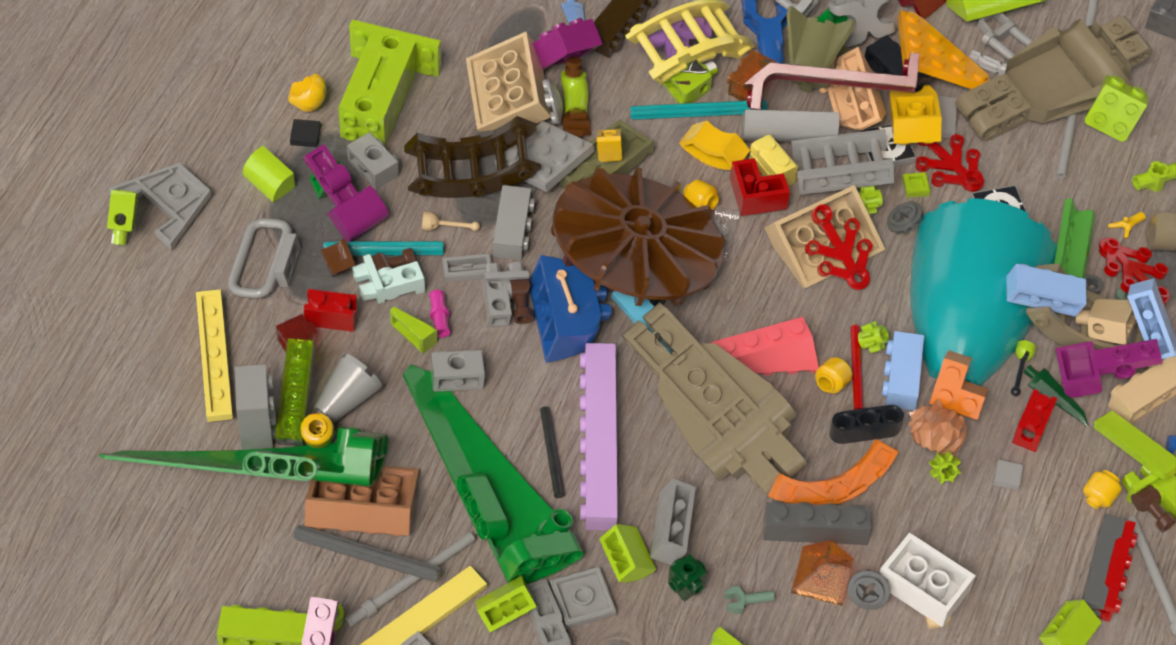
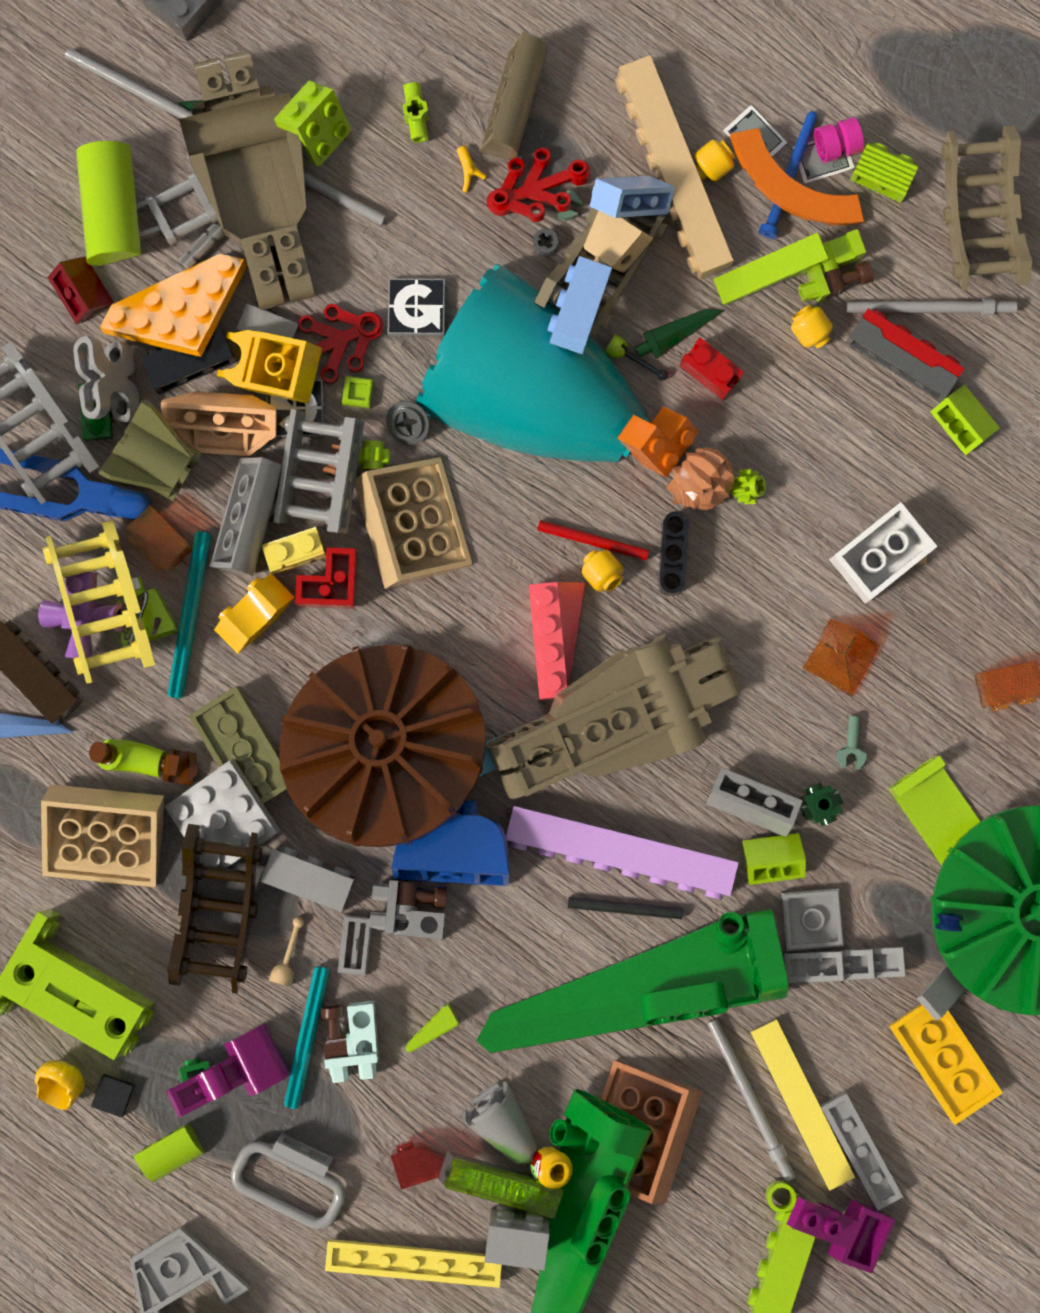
camera: 70 degrees left, 30 degrees up
(331, 310) = (386, 1118): red brick -> none
(338, 258) = (316, 1095): reddish brown panel -> none
(367, 553) = (715, 1141): dark grey axle -> none
(373, 160) = (196, 1020): light grey brick -> none
(439, 313) = (415, 992): dark pink pin -> none
(457, 370) = (511, 976): light grey brick -> none
(505, 604) = (811, 1007): lime brick -> none
(553, 100) = (148, 788): light grey dish -> none
(561, 275) = (425, 850): light nougat hinge -> none
(566, 42) = (69, 753): magenta brick -> none
(609, 145) = (230, 740): yellow slope -> none
(701, 194) = (322, 649): yellow head -> none
(777, 71) = (216, 452): panel -> none
(816, 523) = (786, 646): dark grey brick -> none
(838, 488) = (746, 610): orange tile -> none
(841, 250) = (444, 511): red plant -> none
(873, 337) = (563, 510): lime gear -> none
(873, 599) = (878, 616): dark grey gear -> none
(903, 370) = (612, 490): light blue brick -> none
(1008, 474) = (765, 419): light grey tile -> none
(1075, 239) = (493, 243): bright green fence -> none
(1082, 365) = (659, 292): magenta plate -> none

